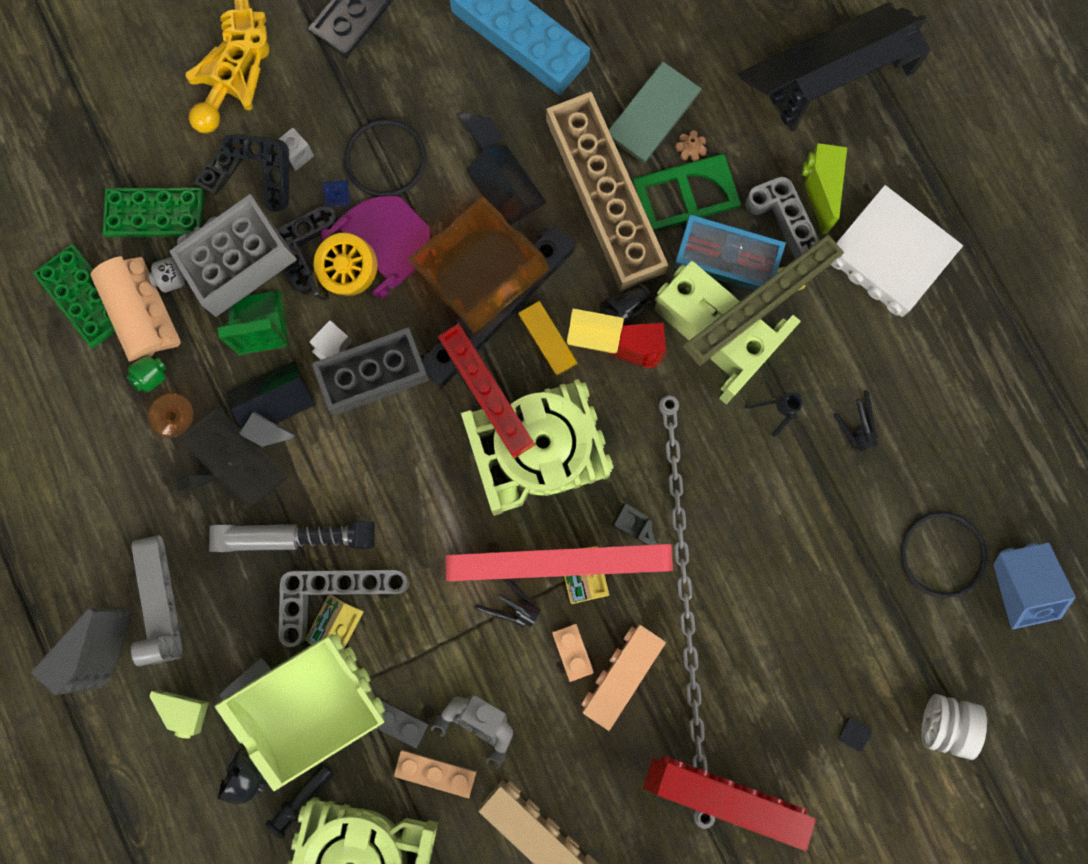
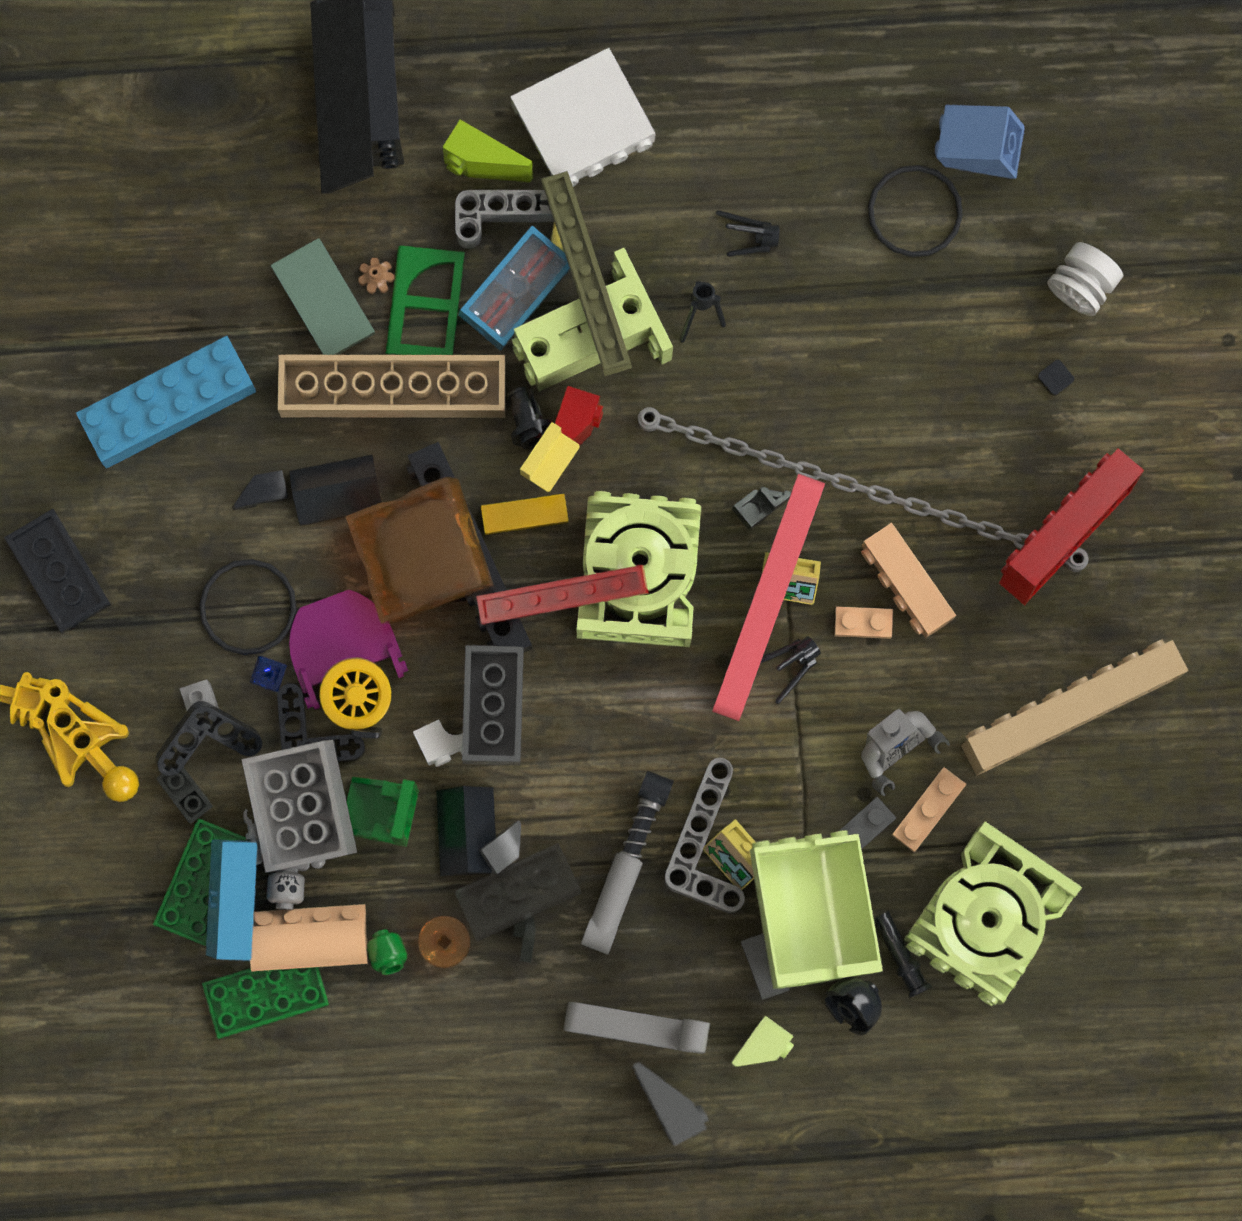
camera: 70 degrees left, 0 degrees up
(135, 232) = (231, 899): none -> dark azure brick

